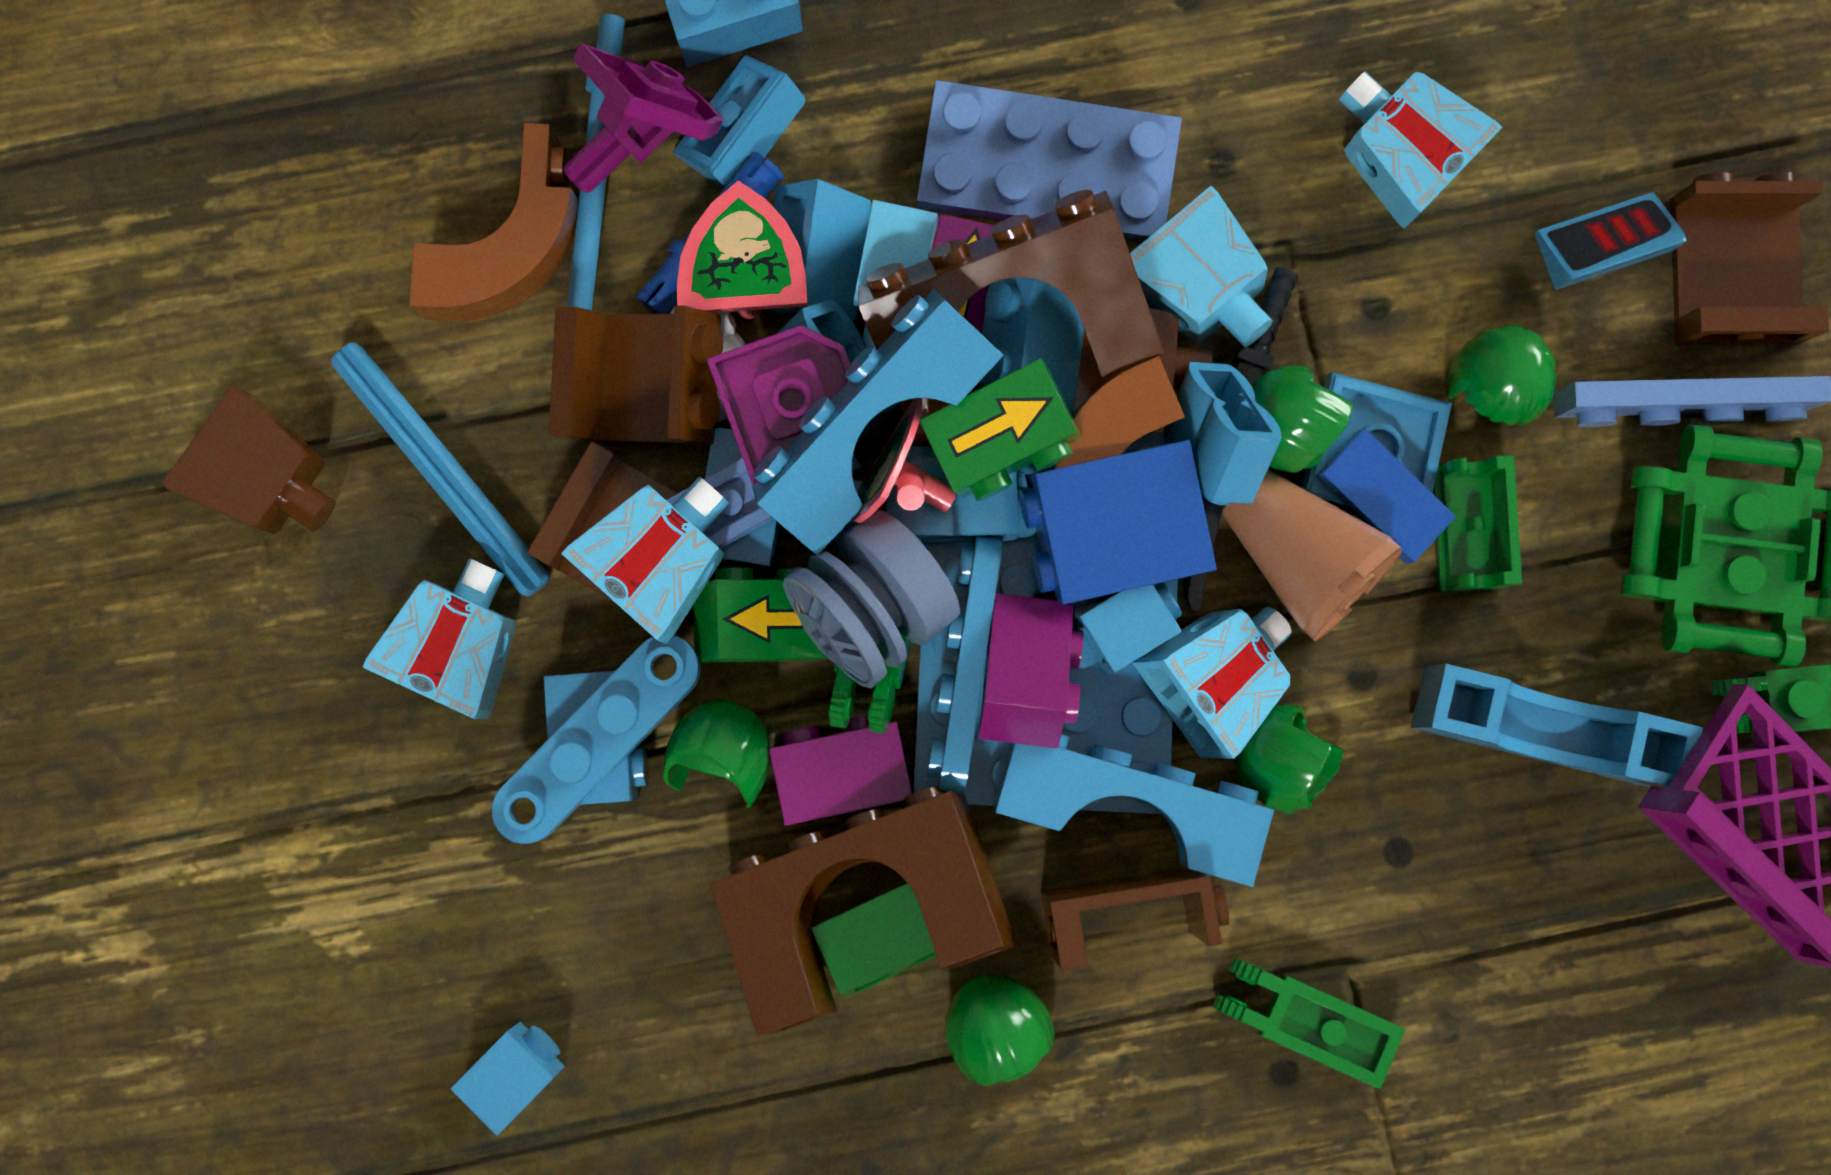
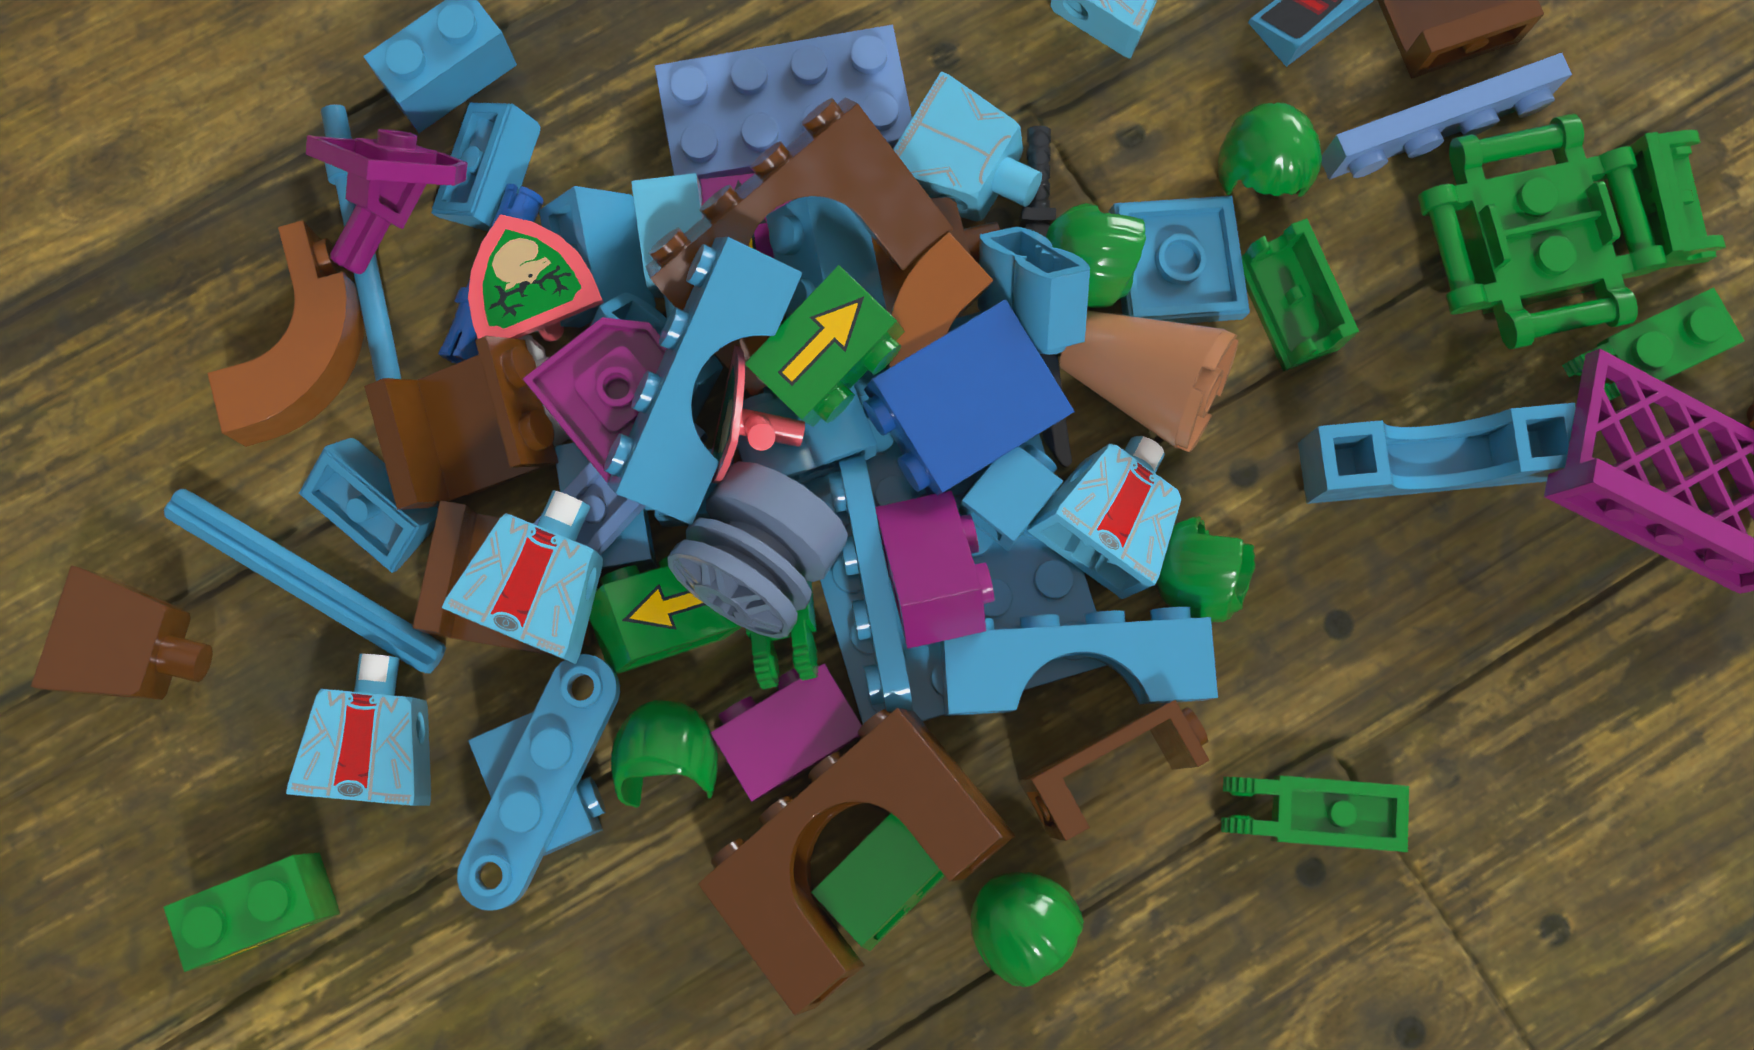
camera: 20 degrees left, 5 degrees down
(296, 761) = (251, 910): none -> green brick
(515, 406) = (356, 495): none -> dark azure slope
(1385, 494) = (1203, 295): blue tile -> none

